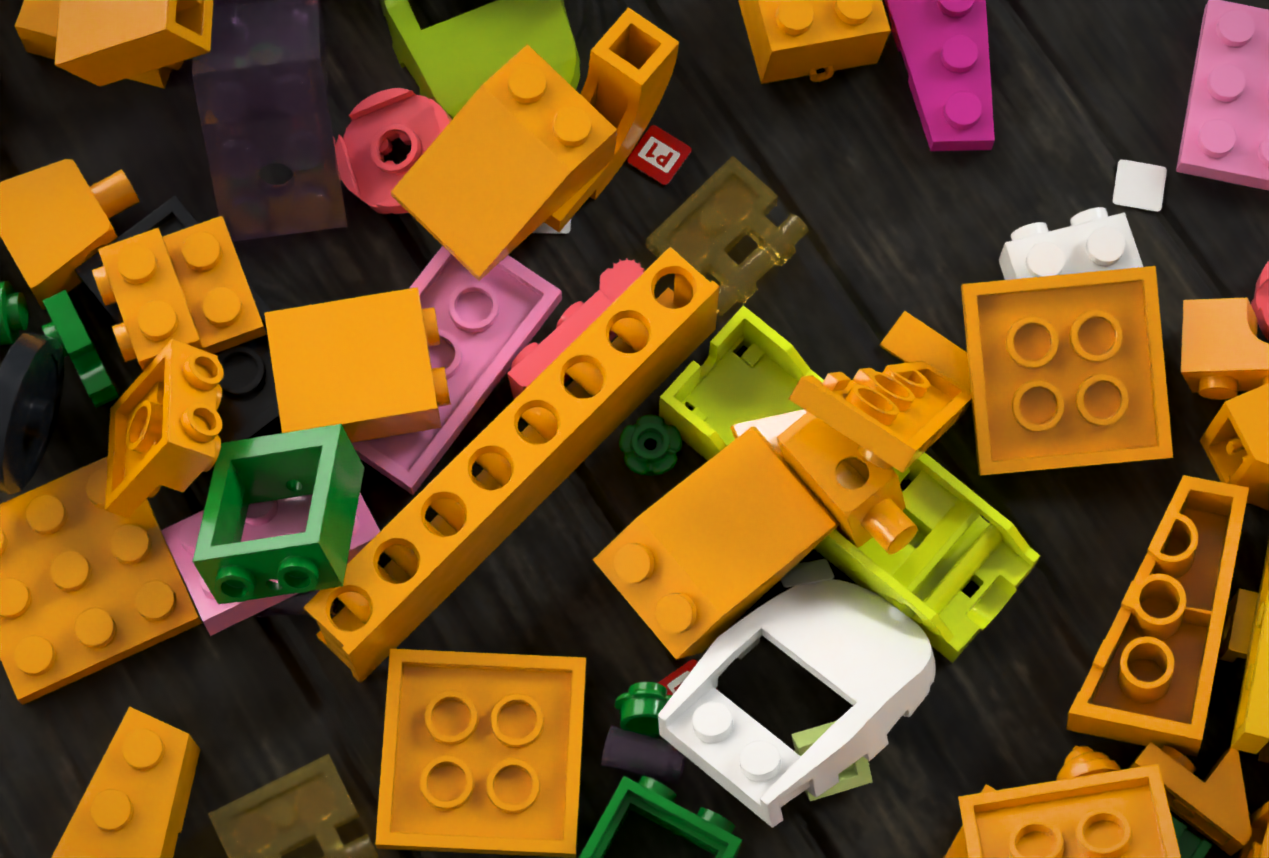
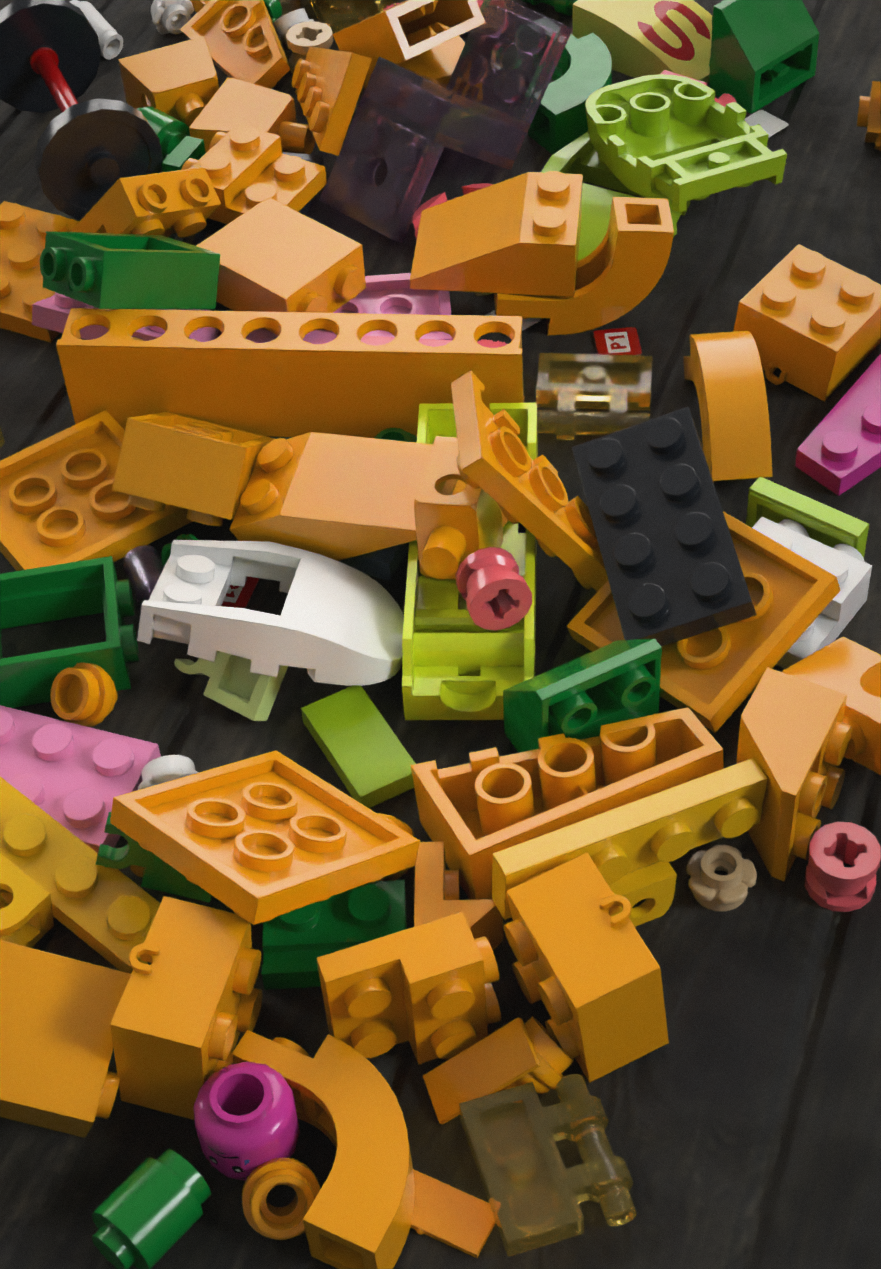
camera: 55 degrees right, 25 degrees down
(130, 131) = (328, 93): none -> light orange wing
(559, 624) = (186, 465): none -> light orange slope
(807, 573) = (382, 582): white sticker -> none
(860, 146) = (731, 404): none -> light orange arch
(951, 516) = (493, 588): none -> coral wheel
(970, 722) = (360, 745): none -> lime tile
(983, 337) = (662, 531): none -> black plate
(994, 223) = (820, 521): none -> lime tile
(1089, 532) = (585, 693): none -> green slope

